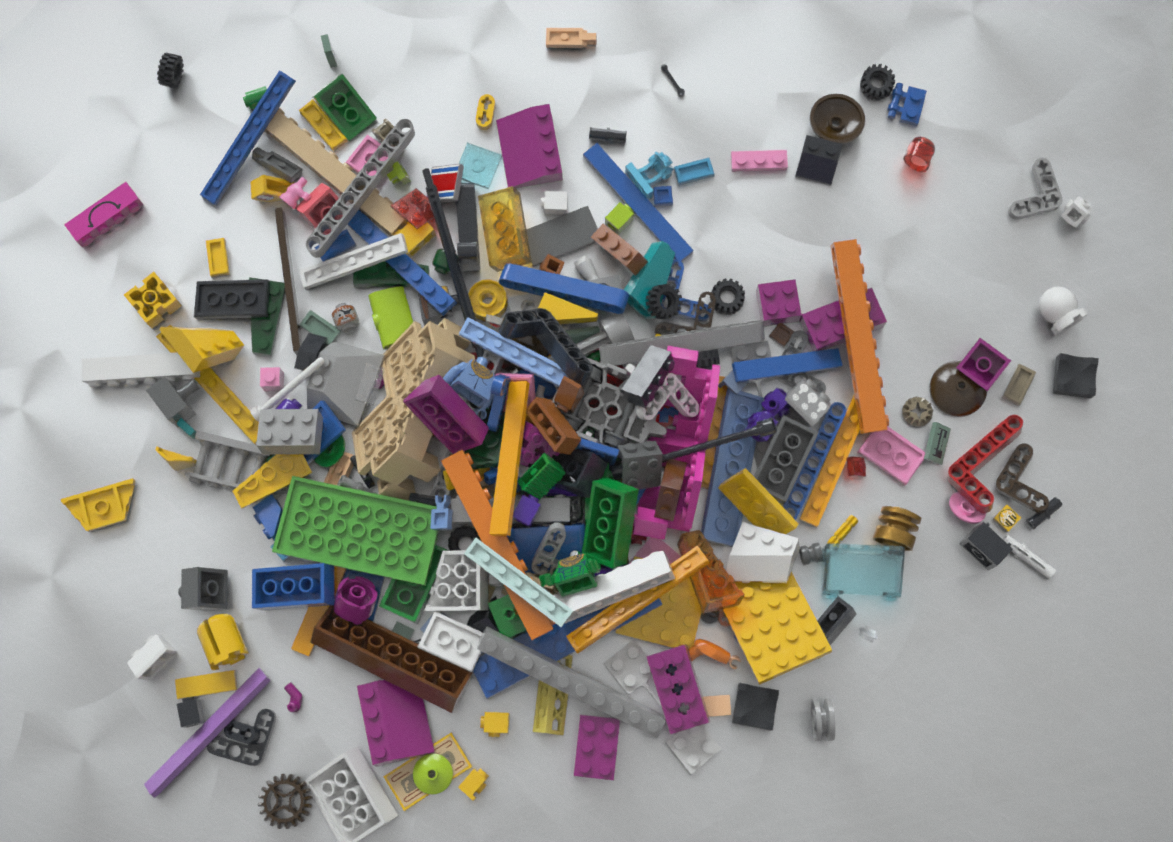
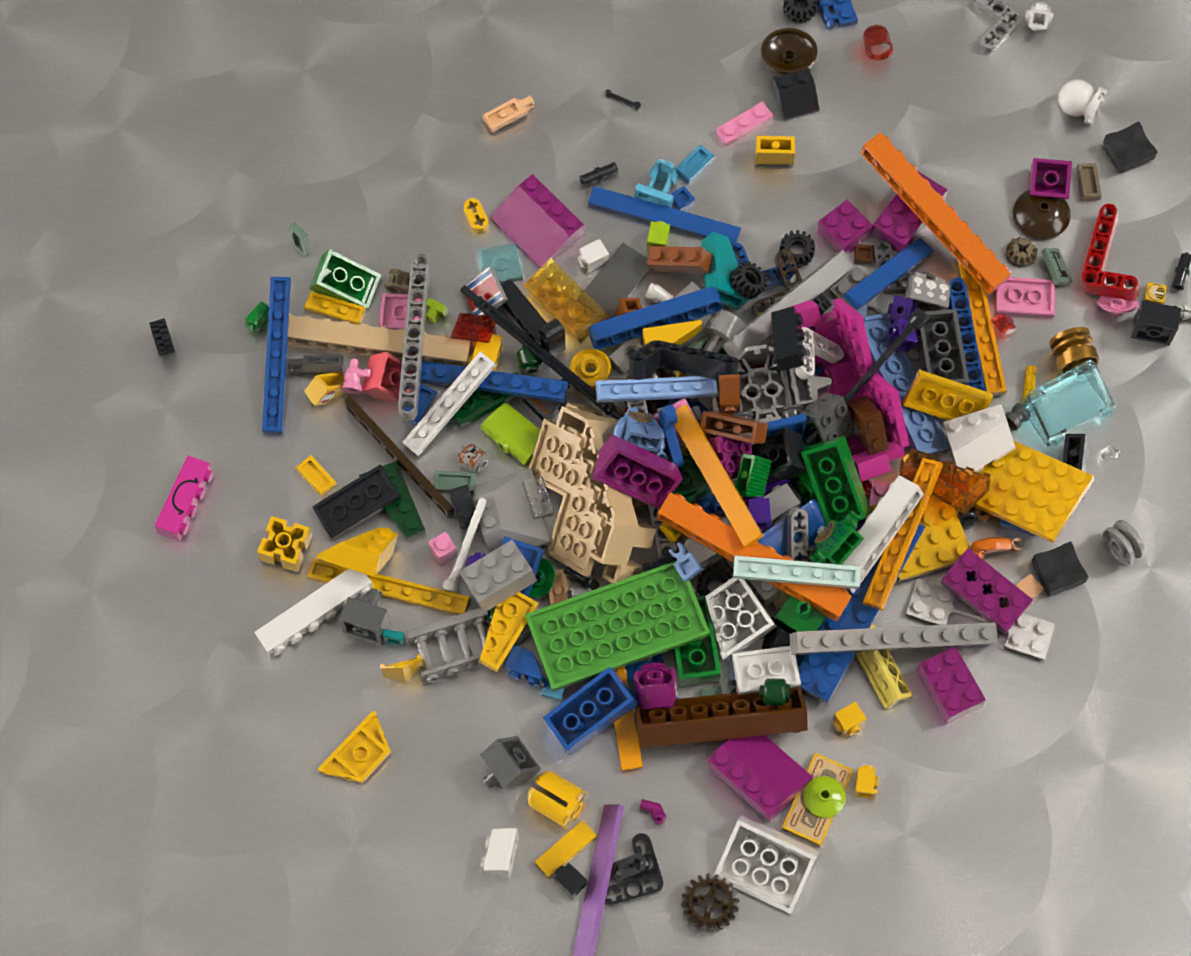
camera: 35 degrees left, 10 degrees down
(444, 666) = (775, 691): none -> dark green head
(766, 199) = (775, 150): none -> yellow brick
(1015, 485) = (1143, 262): dark brown beam -> none

